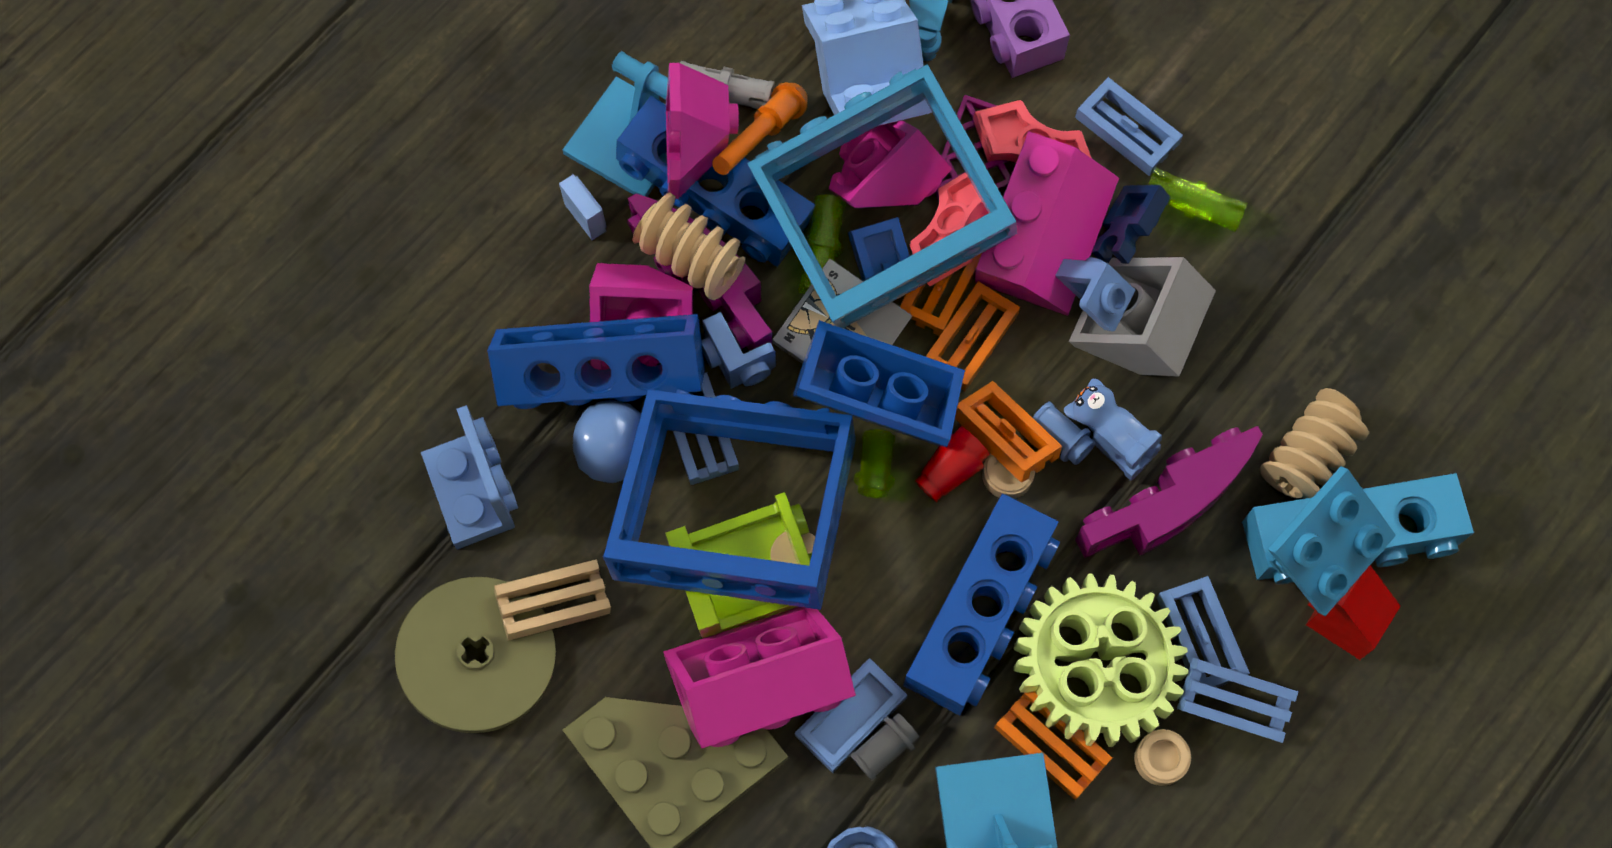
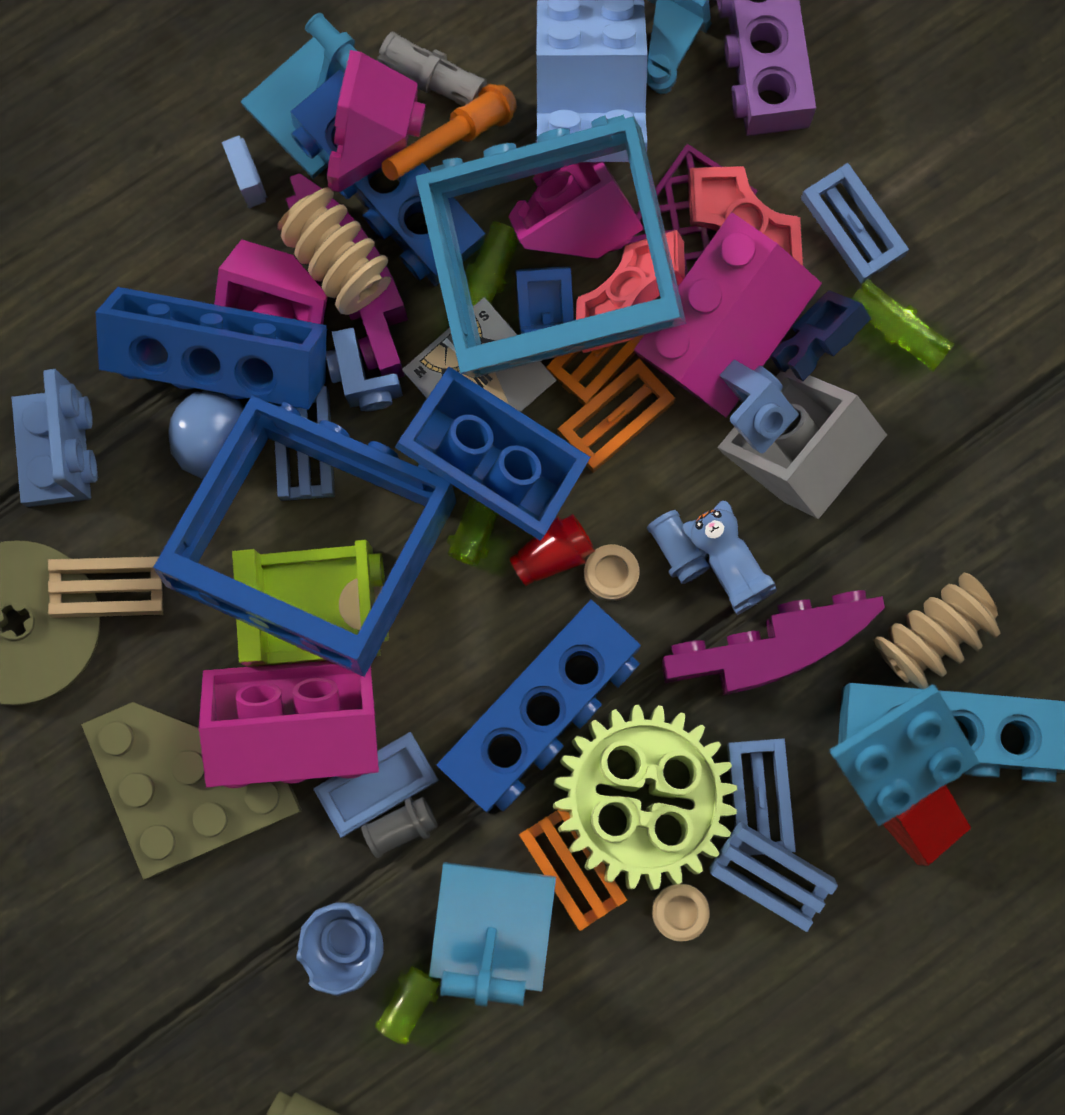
camera: 20 degrees right, 10 degrees up
(1000, 434) = (637, 571): orange tile -> none

